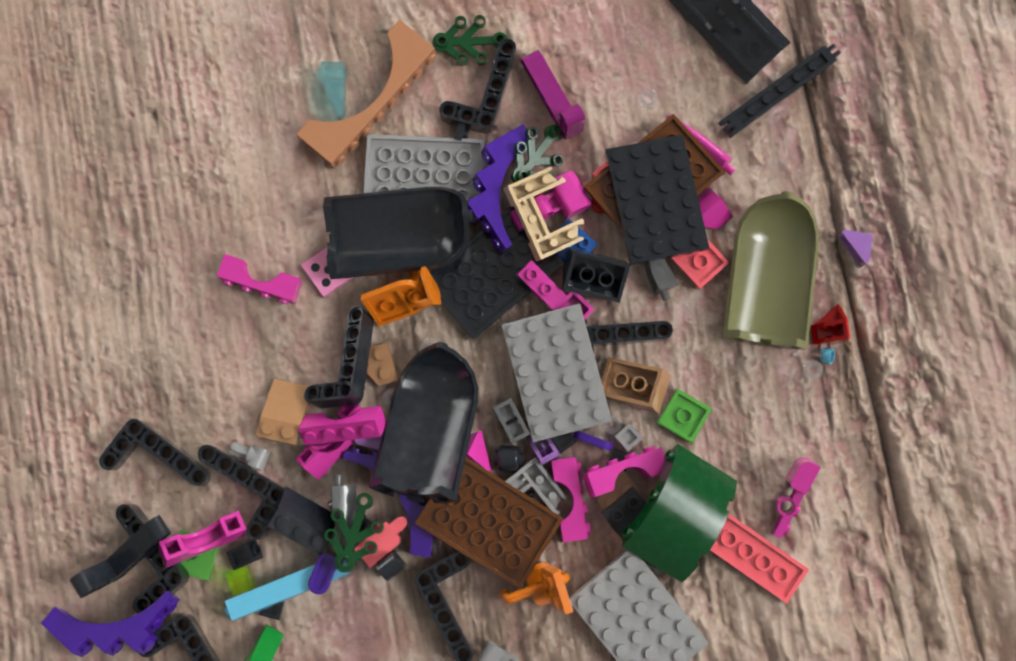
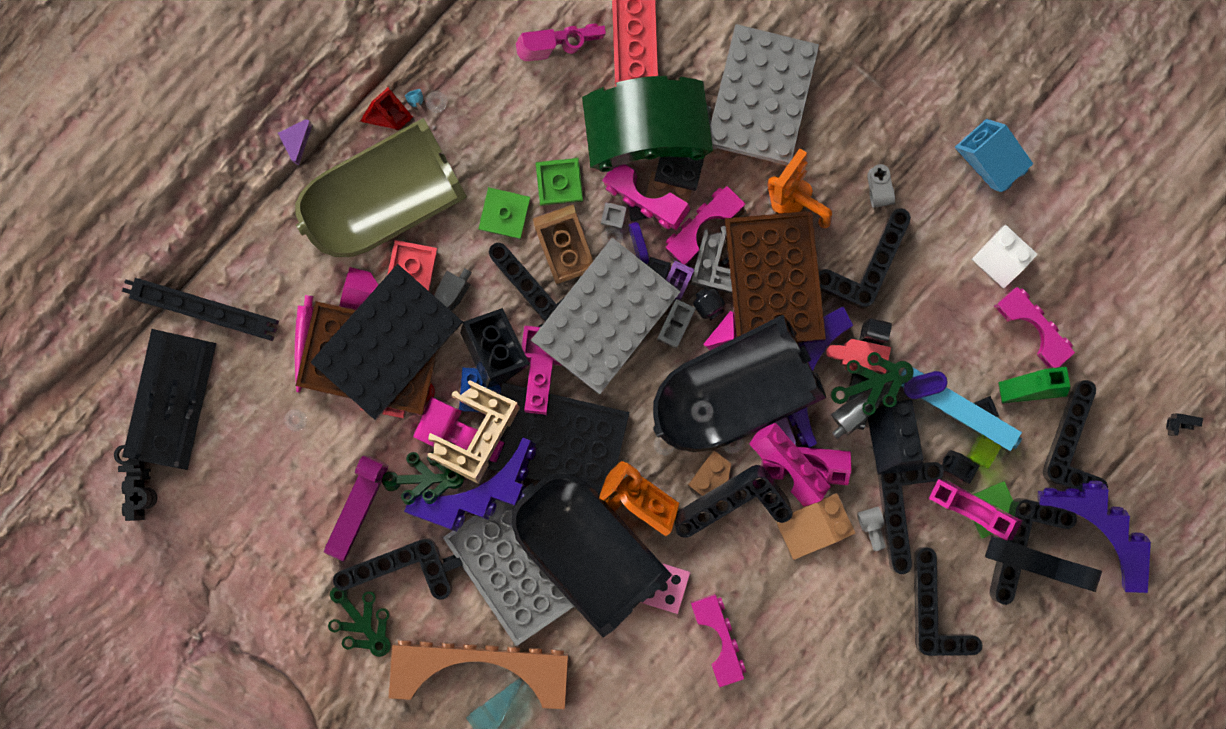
camera: 125 degrees left, 5 degrees up
(427, 388) = (702, 404): none -> clear plate
(690, 358) = (504, 213): none -> bright green plate

